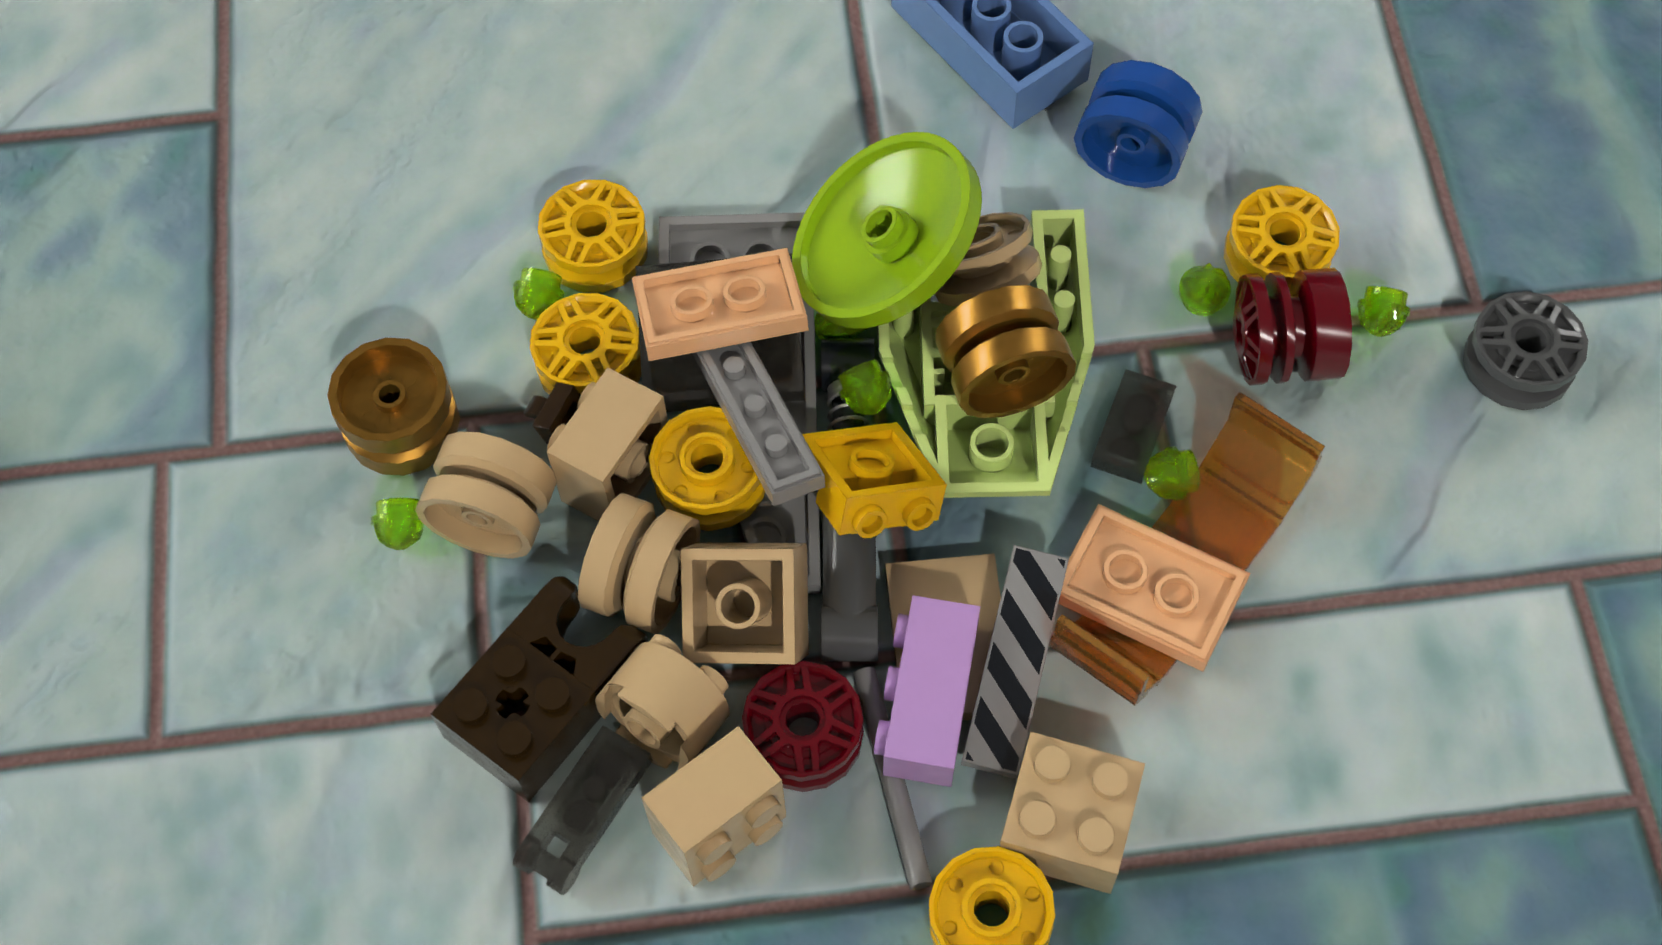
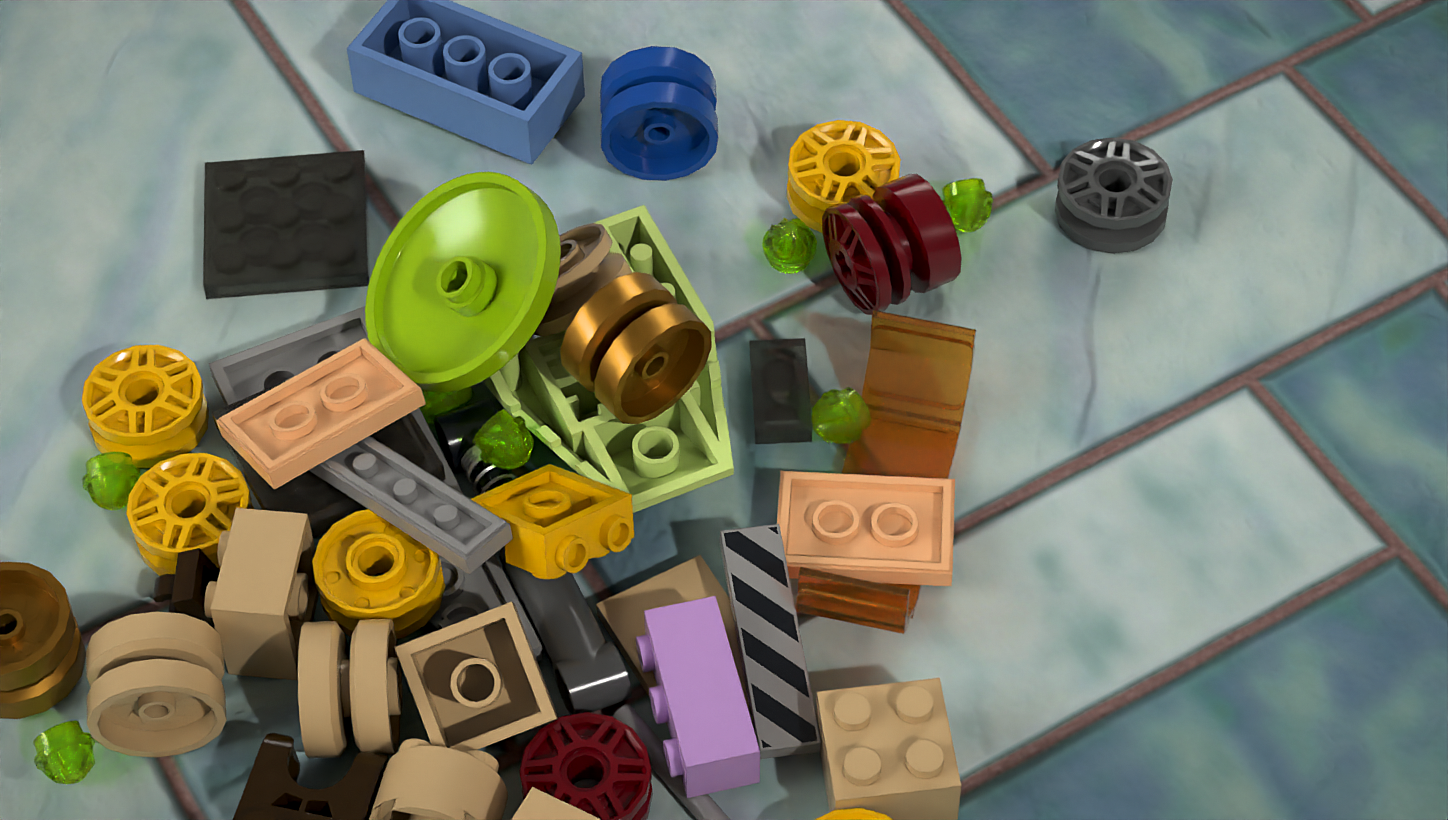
camera: 25 degrees left, 10 degrees down
(781, 109) = (285, 224): none -> clear smoke plate

